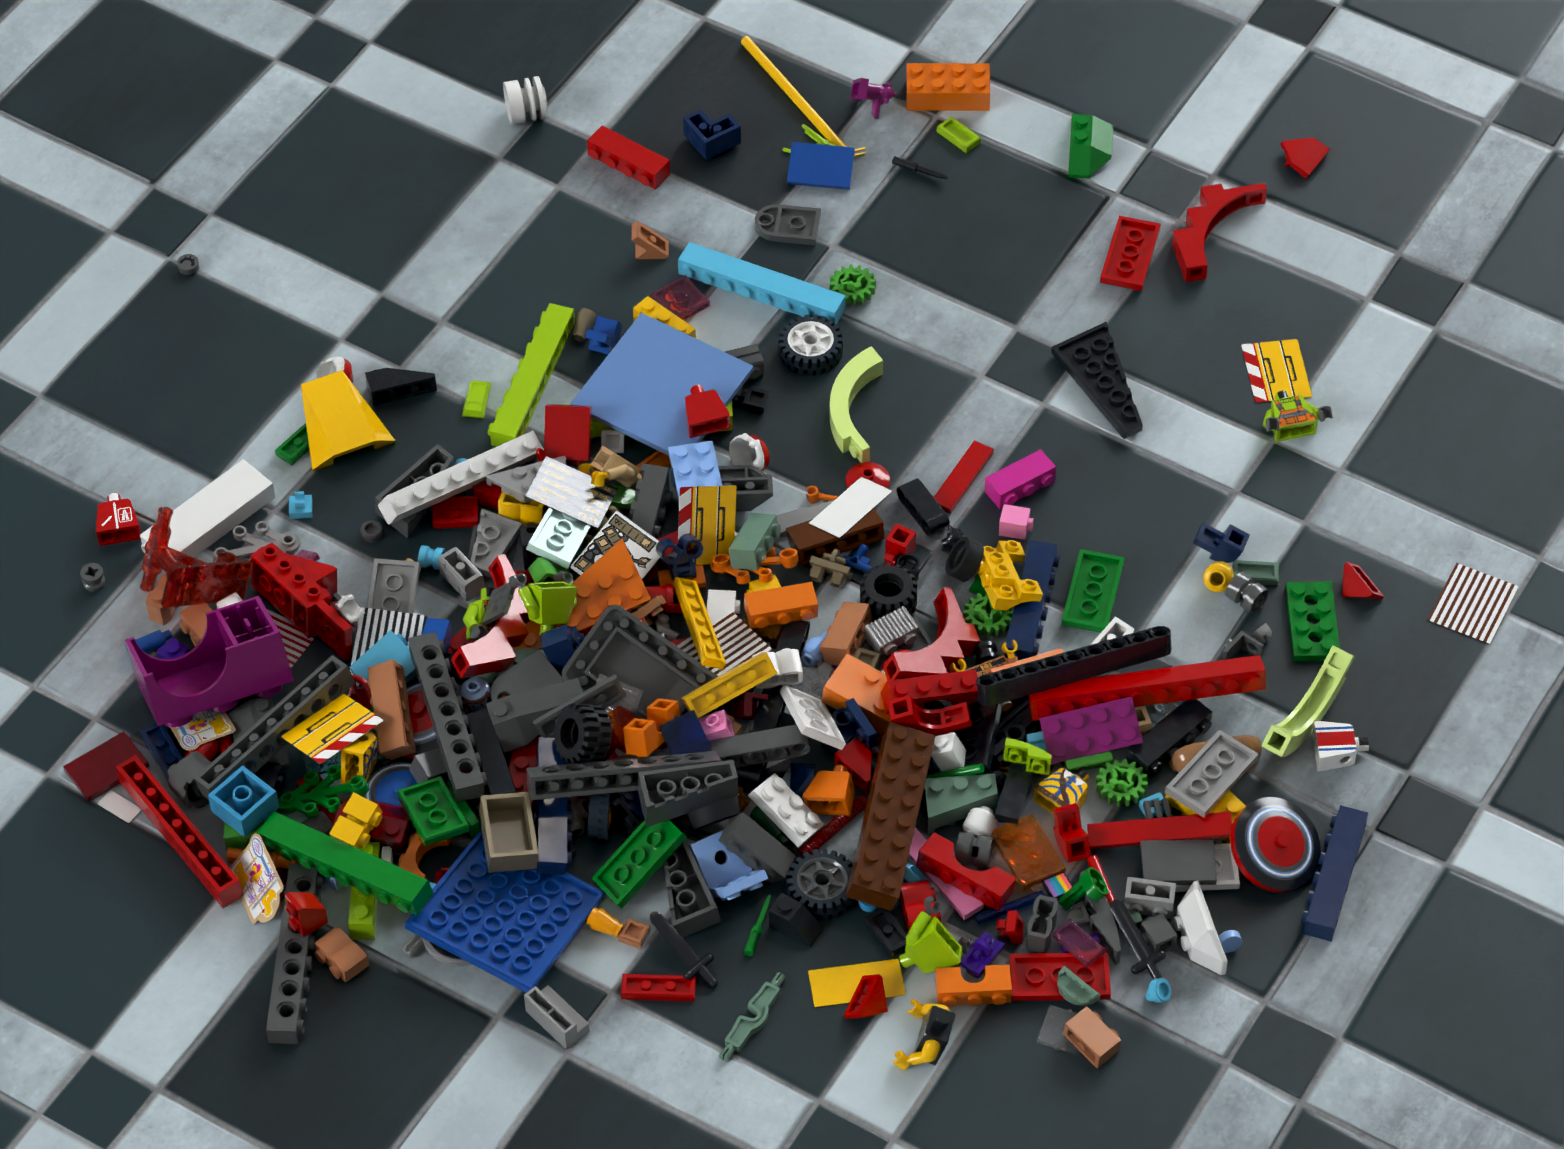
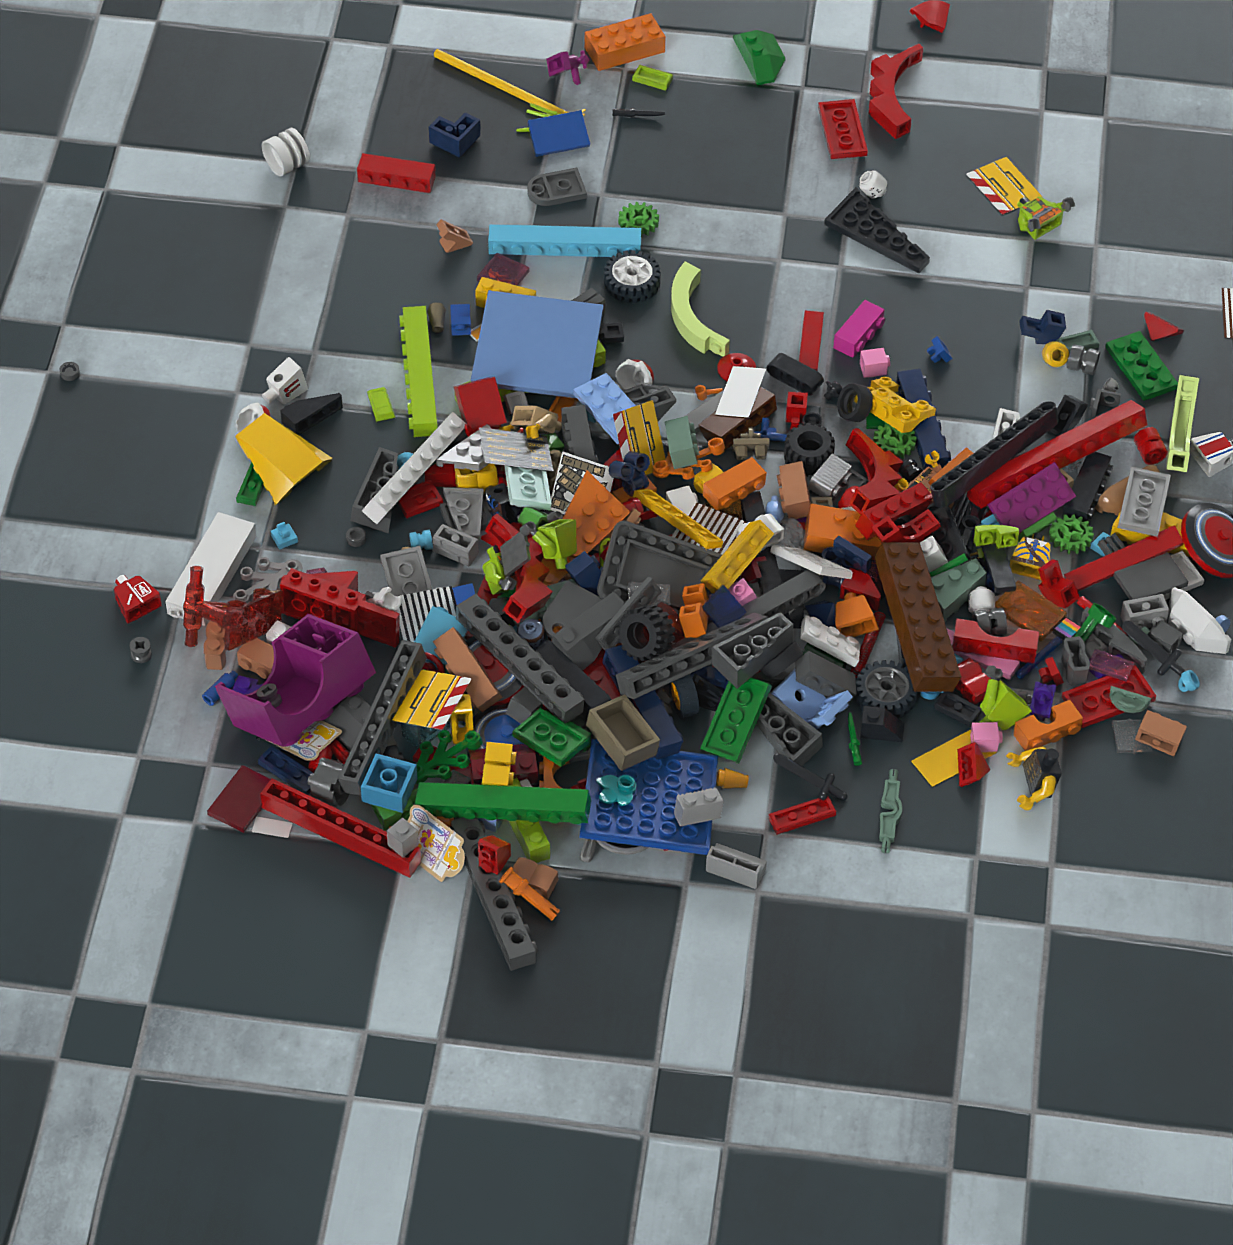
camera: 25 degrees left, 0 degrees up
(182, 669) = (269, 693): none -> dark grey wheel
(222, 863) = (402, 837): none -> light grey brick
(318, 959) = (521, 887): none -> orange pin
(387, 346) = (285, 383): none -> white torso
(469, 891) = (617, 789): none -> teal plate
(541, 939) = (698, 806): none -> light grey brick
(634, 933) = (758, 780): nougat tile -> none
(705, 412) = (588, 352): red torso -> none
(898, 973) = (986, 736): none -> bright pink brick
(1093, 591) = (964, 396): green plate -> none
(1095, 531) = (940, 351): none -> blue tile
(1125, 324) = (873, 184): none -> white head
(1194, 647) = (1069, 414): none -> black slope
(1265, 712) = (1150, 446): none -> red wheel

